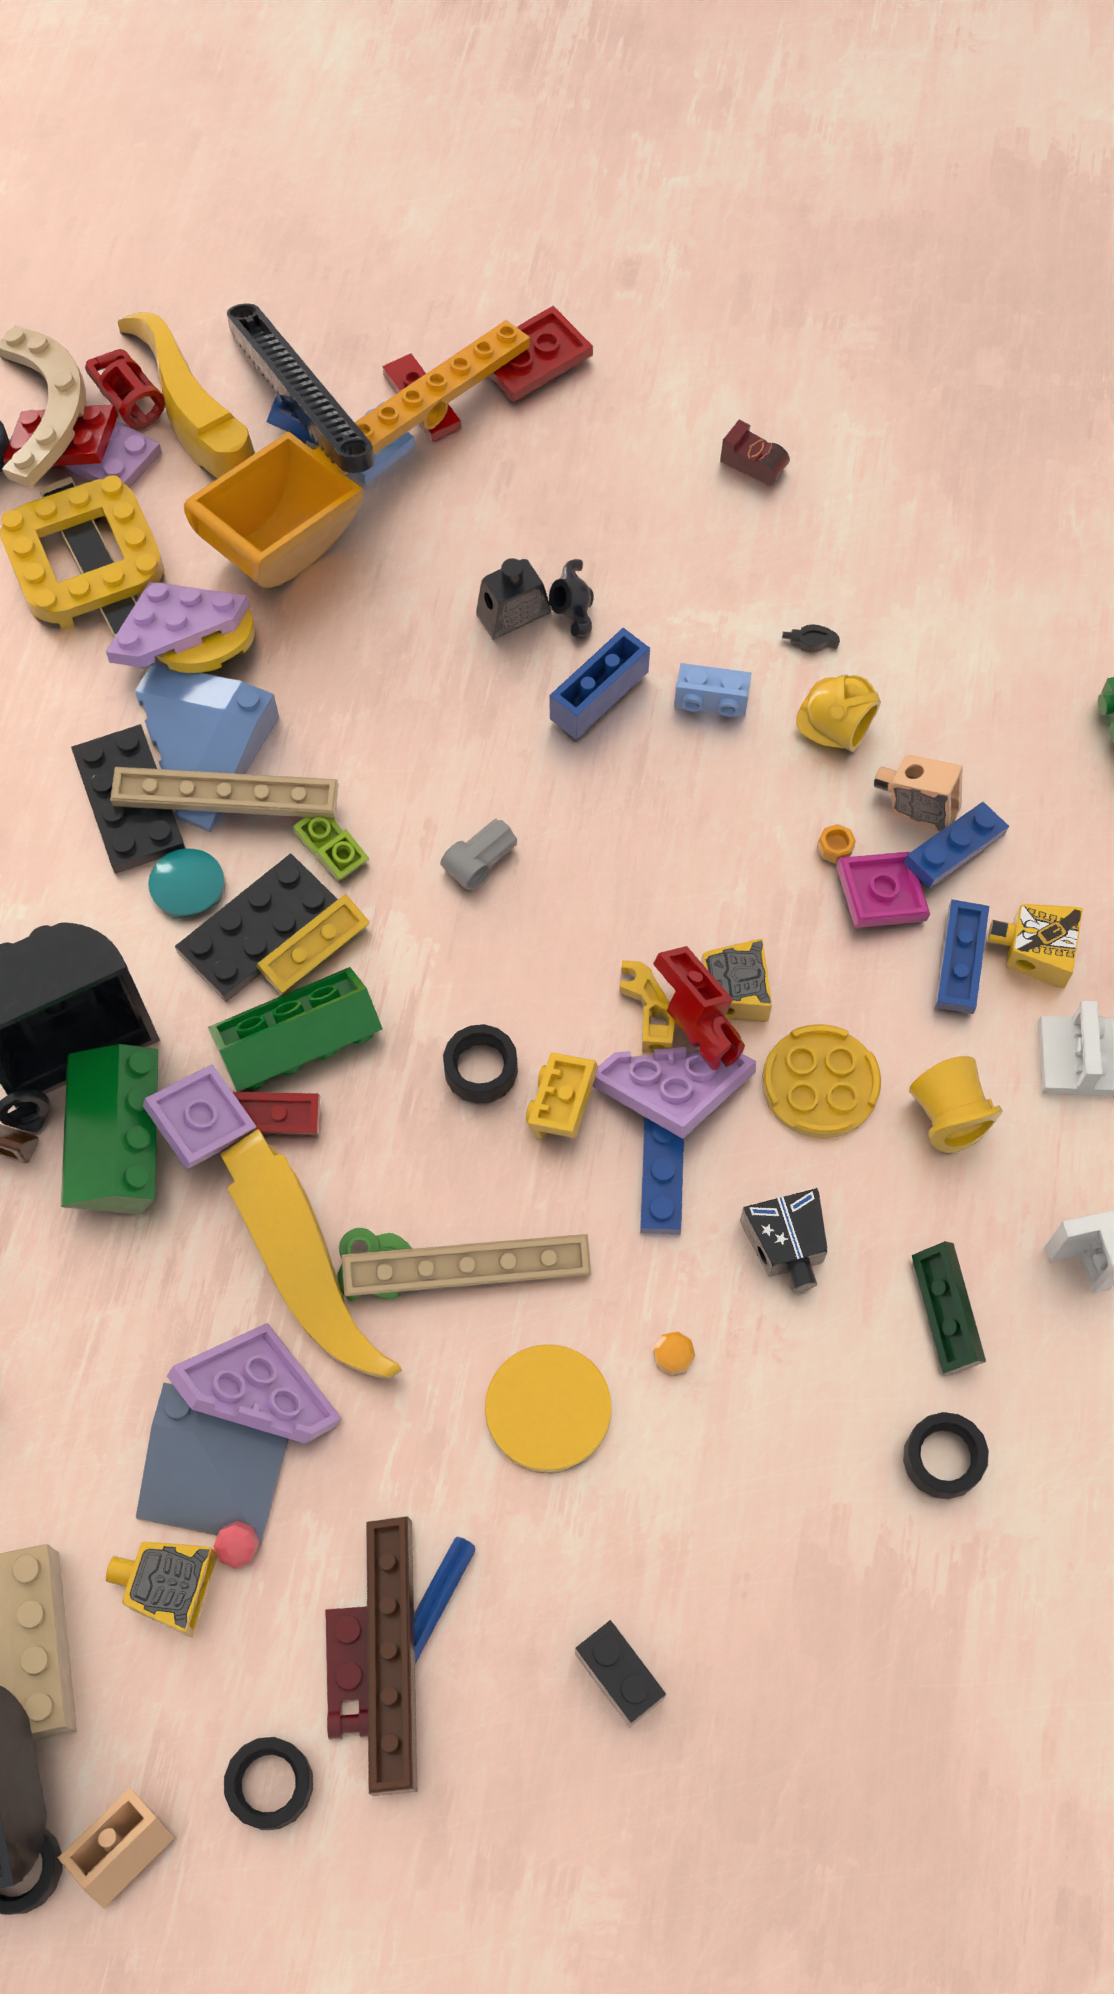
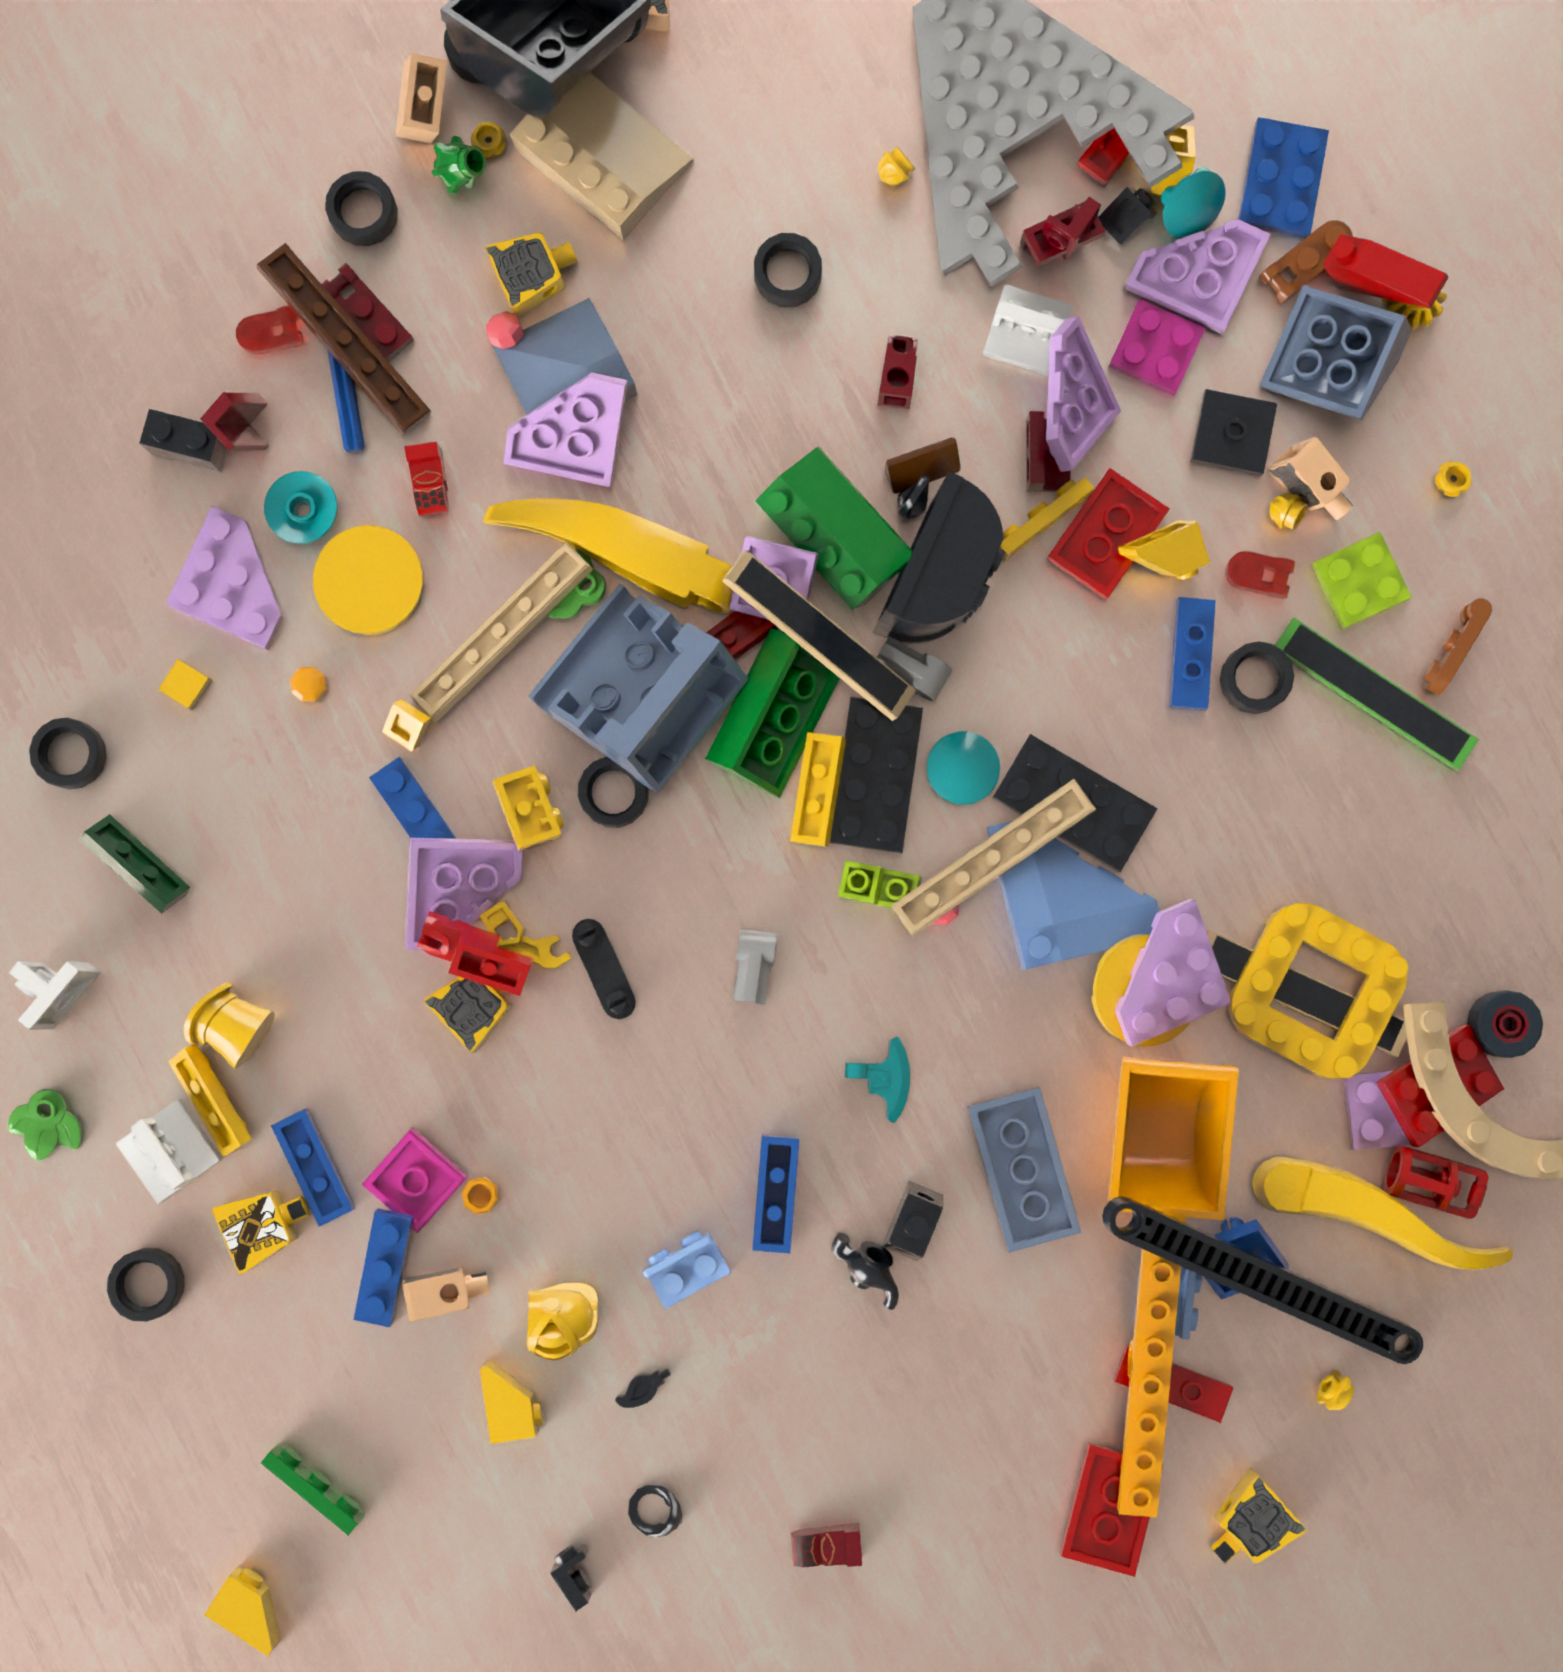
camera: 145 degrees right, 20 degrees up
(79, 1755) = (489, 130): none -> yellow plate
(139, 1746) = (458, 164): none -> green rock
(152, 976) = (920, 671): none -> light grey piece
(203, 1042) = (818, 635): none -> black tile
(316, 312) = (1335, 1391): none -> yellow plate
(386, 1124) = (640, 686): none -> sand blue panel
(401, 585) = (1024, 1169): none -> sand blue plate
(420, 1456) = (428, 477): none -> red leg
(443, 286) = (1254, 1521): none -> torso
(449, 713) = (887, 1079): none -> teal piece
(471, 1736) = (257, 334): none -> clear red plate
(558, 1497) = (288, 495): none -> teal dish
(562, 1644) = (231, 419): none -> dark red panel
(602, 935) = (603, 969): none -> black piece
(613, 1248) = (406, 724): none -> yellow plate
(680, 1508) = (228, 582): none -> lavender plate
(788, 1236) = (285, 831): black torso -> none
(789, 1441) = (184, 684): none -> yellow tile
(821, 1081) = (352, 978): yellow tile -> none
(872, 542) = (660, 1529): none -> black piece
(926, 685) = (509, 1406): none -> yellow slope
(962, 555) = (572, 1582): none -> black bracket
(1015, 1065) = (210, 1099): none -> yellow plate

